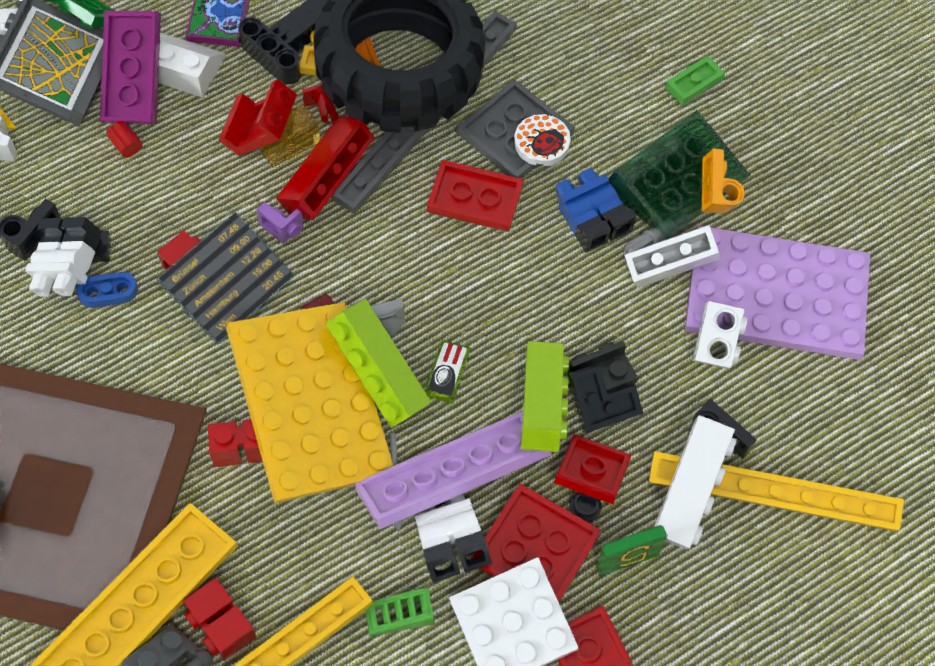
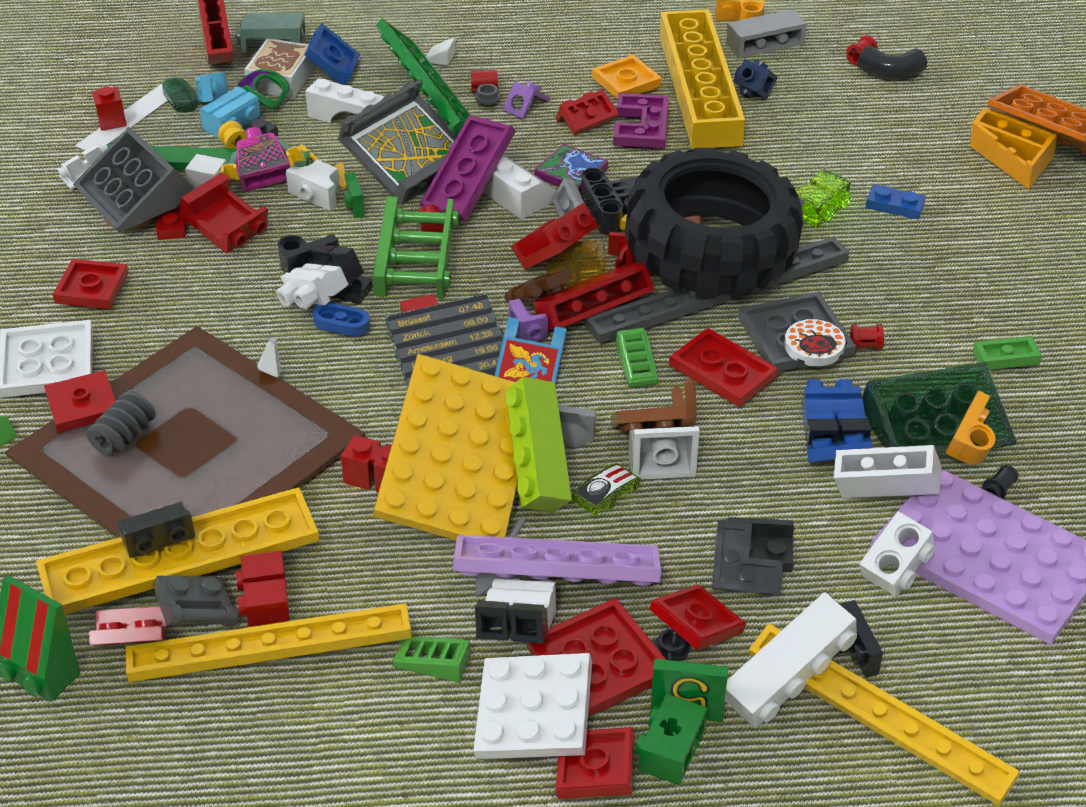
camera: 30 degrees right, 20 degrees down
(34, 141) = (353, 196): none -> green plate
(70, 370) = (270, 360): none -> white slope
(91, 613) = (156, 529): none -> pearl dark grey bracket
(113, 198) = (391, 235): none -> bright green fence
(245, 68) = (567, 197): none -> light grey plate
(269, 176) = (539, 286): none -> reddish brown plate
(308, 266) = (529, 358): none -> flag
(386, 203) = (635, 356): none -> bright green slope
(455, 279) = (680, 415): none -> dark orange piece
(477, 311) = (663, 452): none -> white slope
(543, 397) = (679, 531): lime brick -> none
(577, 111) = (867, 336): none -> red bush
(617, 245) = (825, 449): none -> blue plate
(641, 580) = (671, 739): none -> green brick
(753, 219) = (1001, 481): none -> black pin

